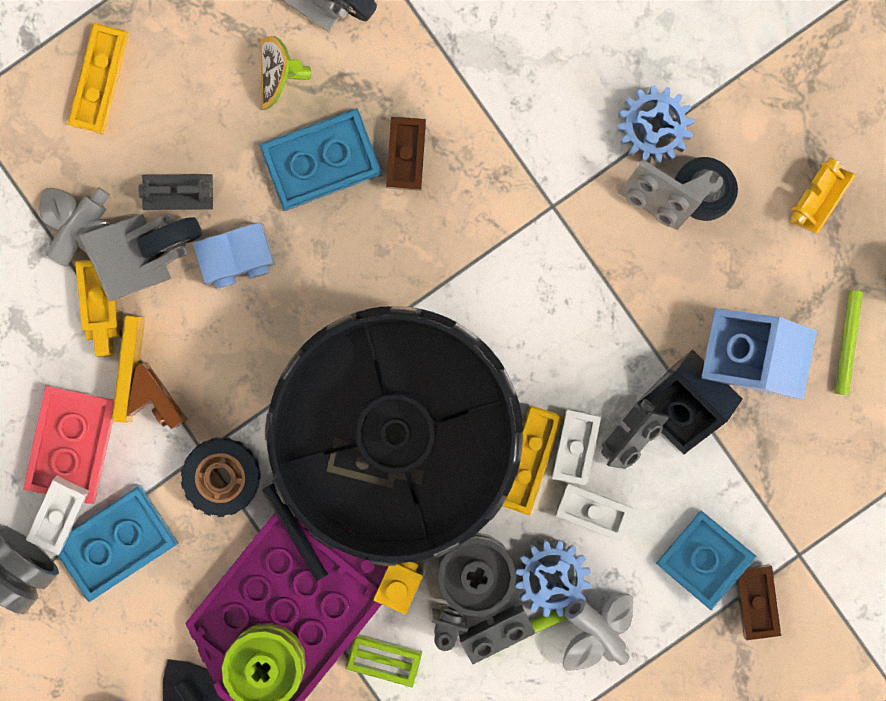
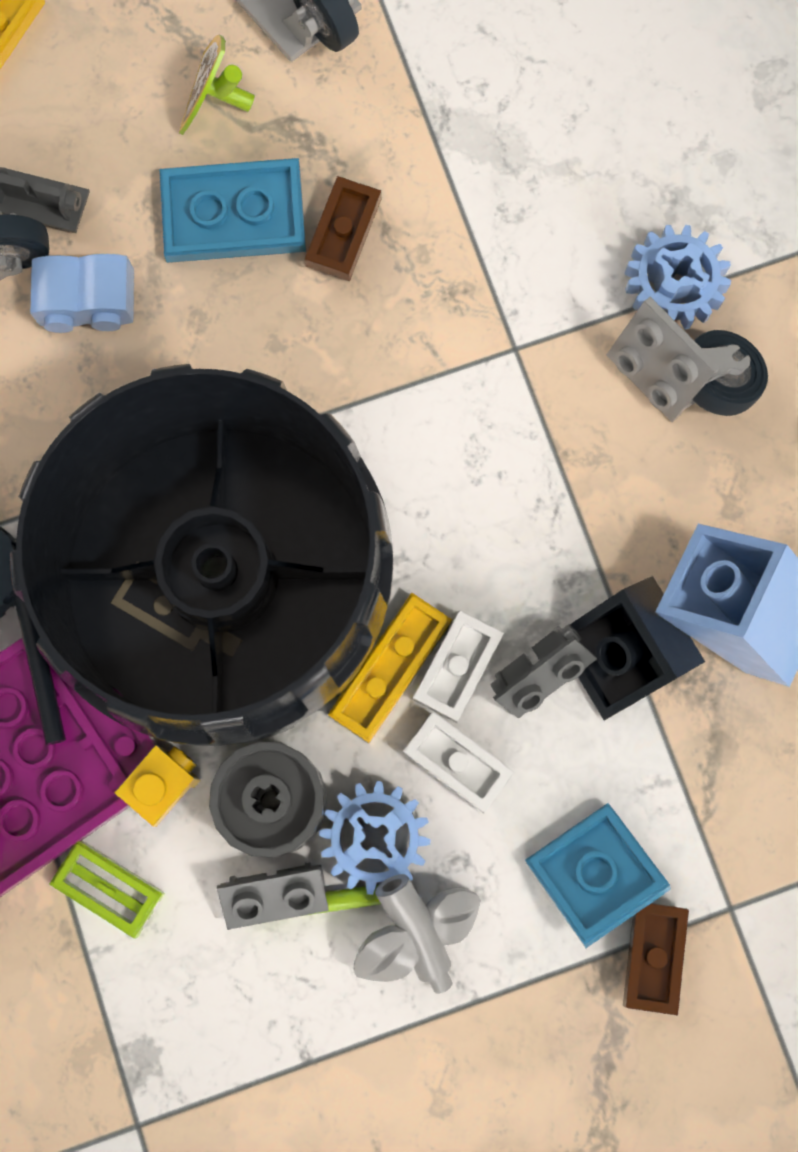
camera: 20 degrees right, 10 degrees down
(447, 626) = (204, 860): dark grey hinge -> none

